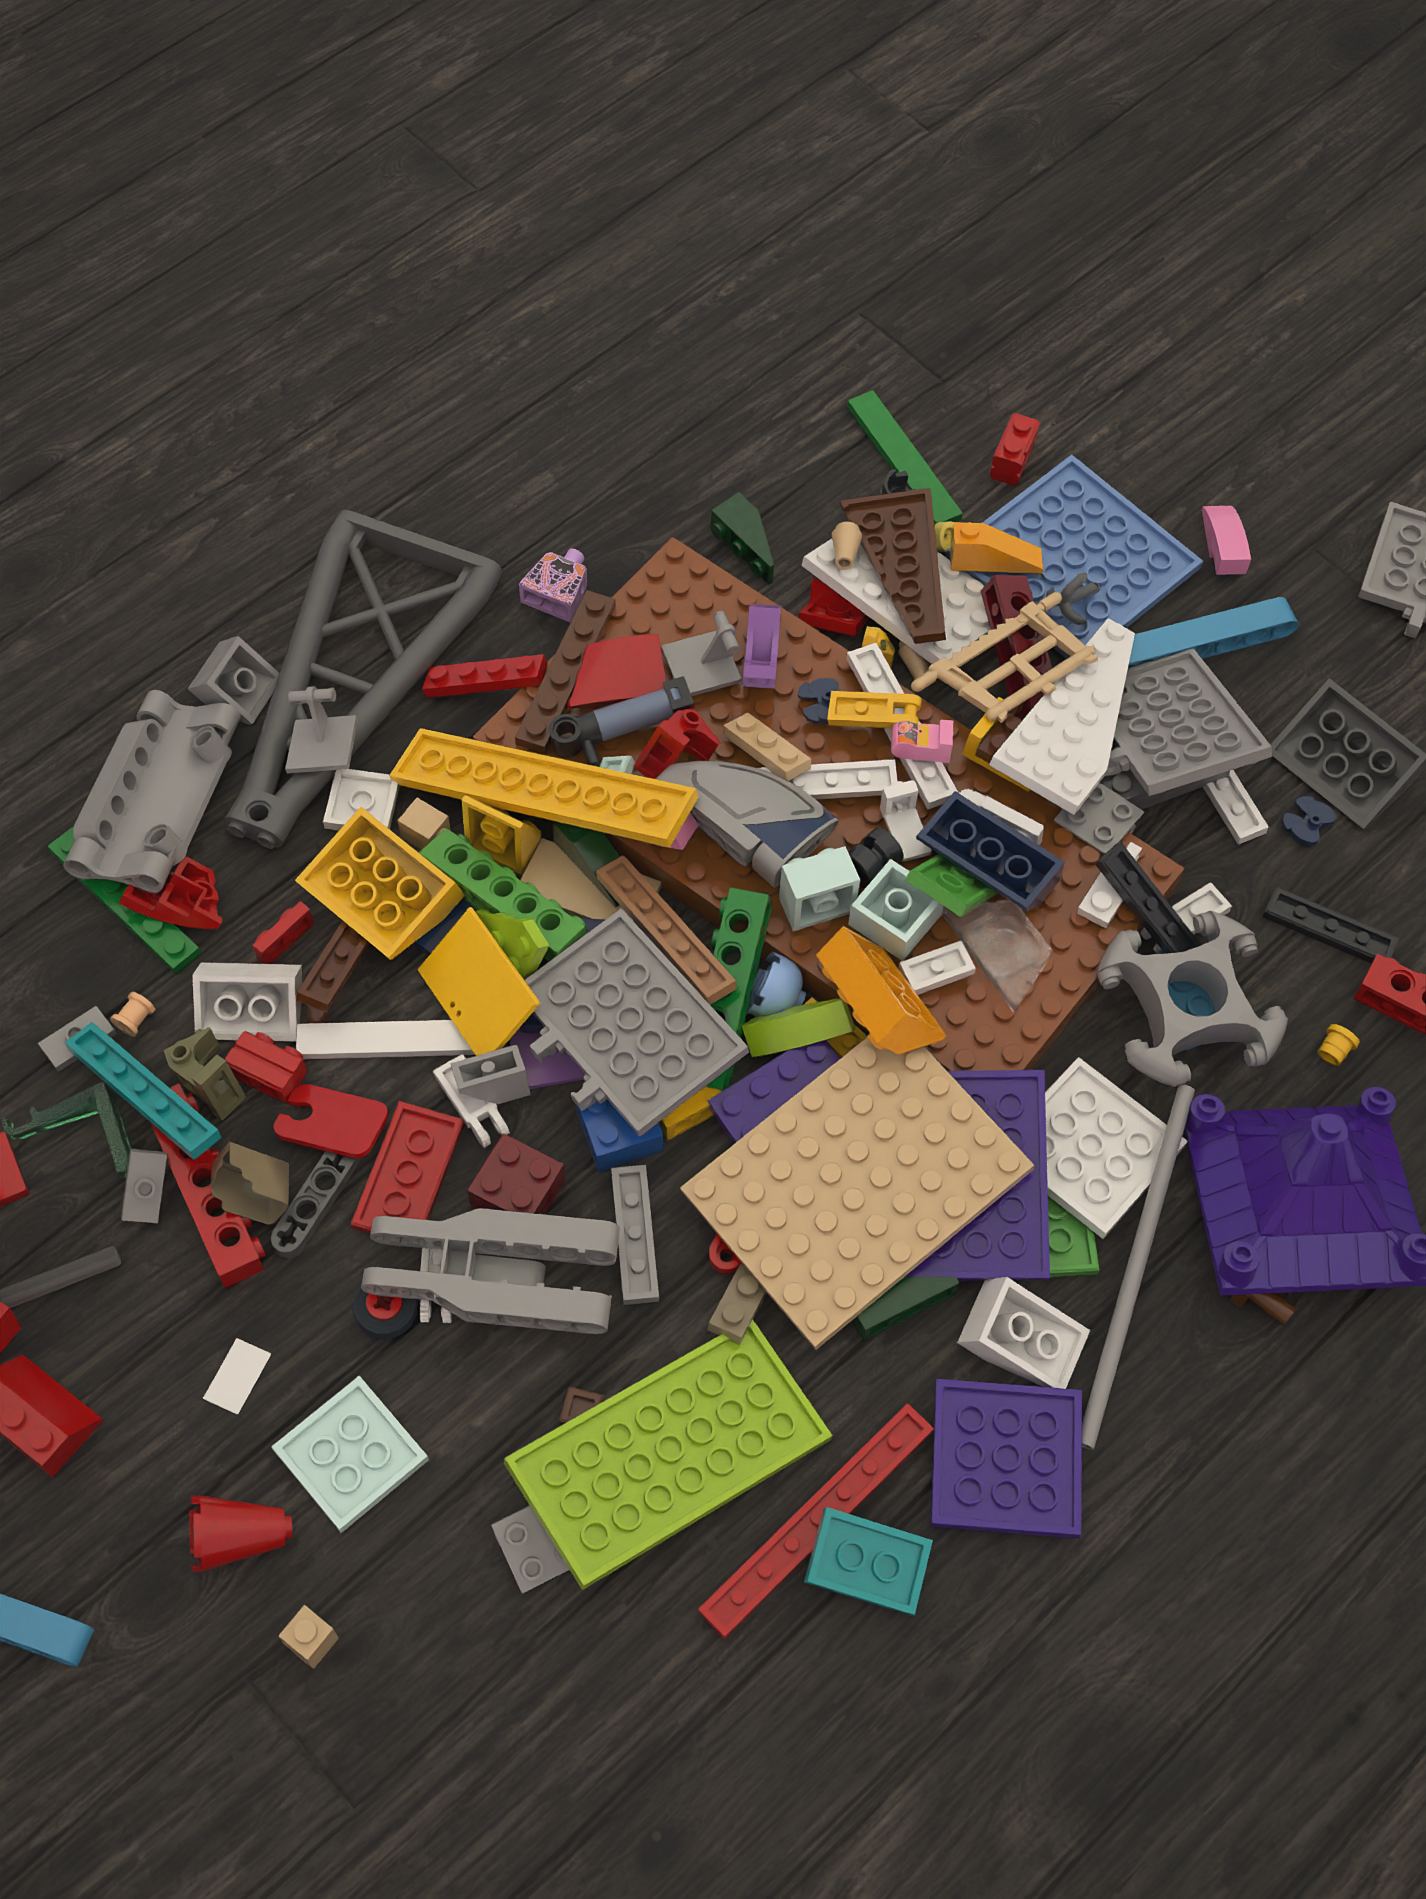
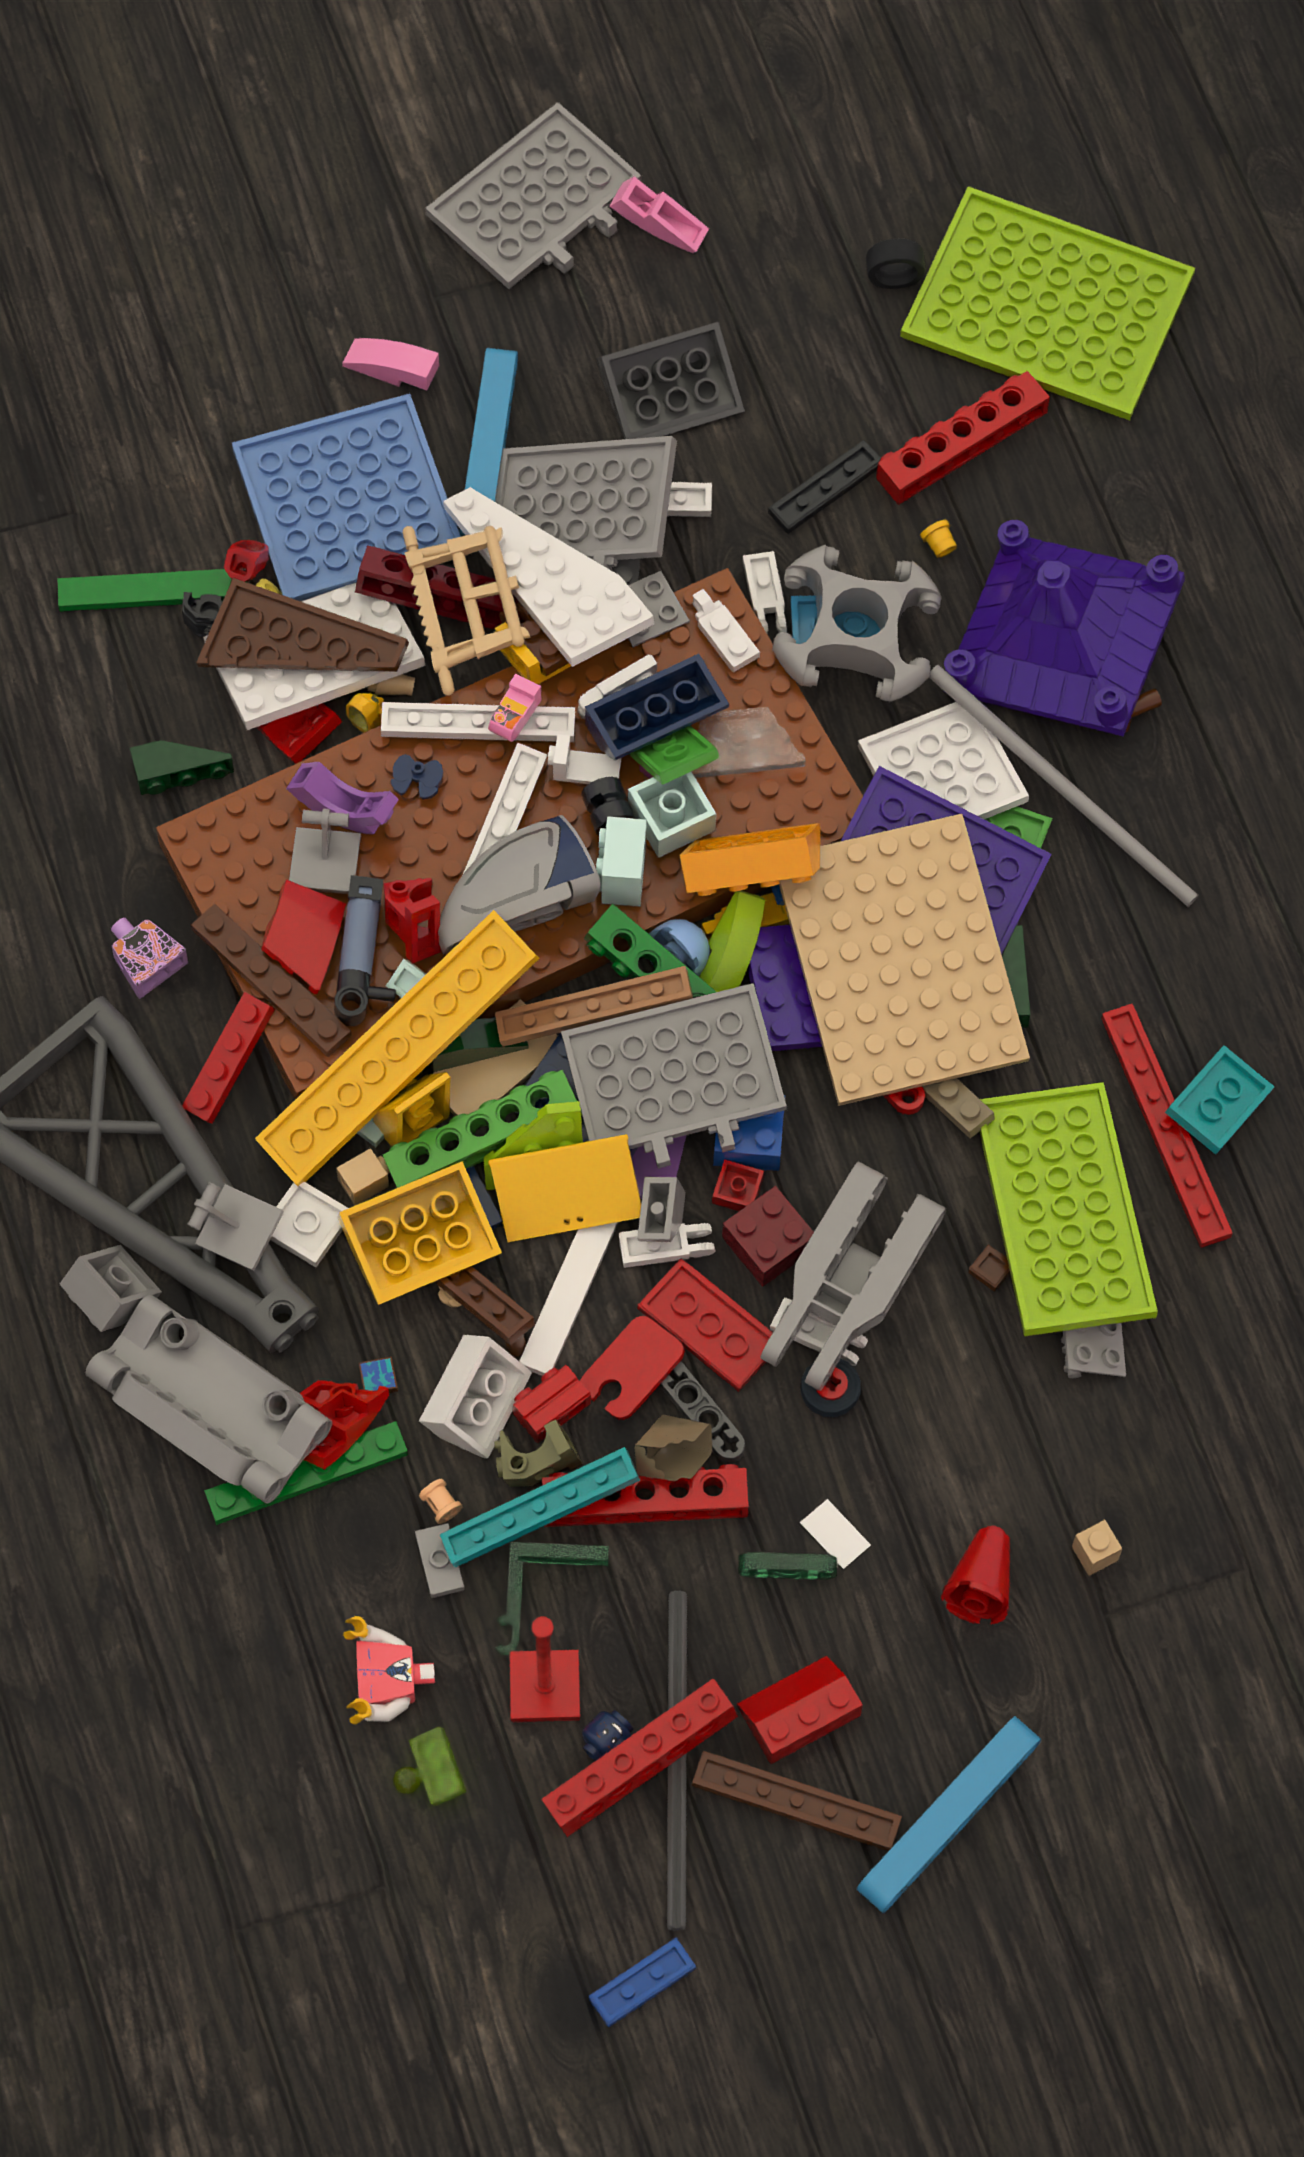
camera: 65 degrees left, 5 degrees up
(143, 1186) = (629, 1543): light grey plate -> none
(179, 1342) = (787, 1565): none -> clear green beam
(239, 918) = (378, 1373): none -> tile
(283, 934) = (412, 1329): red plate -> none
(350, 1454) = (951, 1462): light aqua plate -> none
(560, 1138) = (737, 1185): none -> red piece
(635, 1235) = (841, 1155): light grey plate -> none
(767, 747) = (450, 841): tan plate -> none
(846, 542) = (256, 678): tan cone -> none
(871, 709) = (459, 736): yellow plate -> none
(937, 967) = (738, 804): white plate -> none
(965, 503) = (246, 559): none -> red rock
(991, 550) = (315, 562): light orange slope -> none
(1007, 1458) = (1178, 962): dark purple plate -> none
(1014, 449) = (199, 488): red brick -> none
(1023, 1334) = (1081, 901): white slope -> none
(1074, 593) = (402, 518): dark grey piece -> none
(1146, 900) = (755, 612): black tile -> none
(1307, 829) = (722, 456): dark blue piece -> none

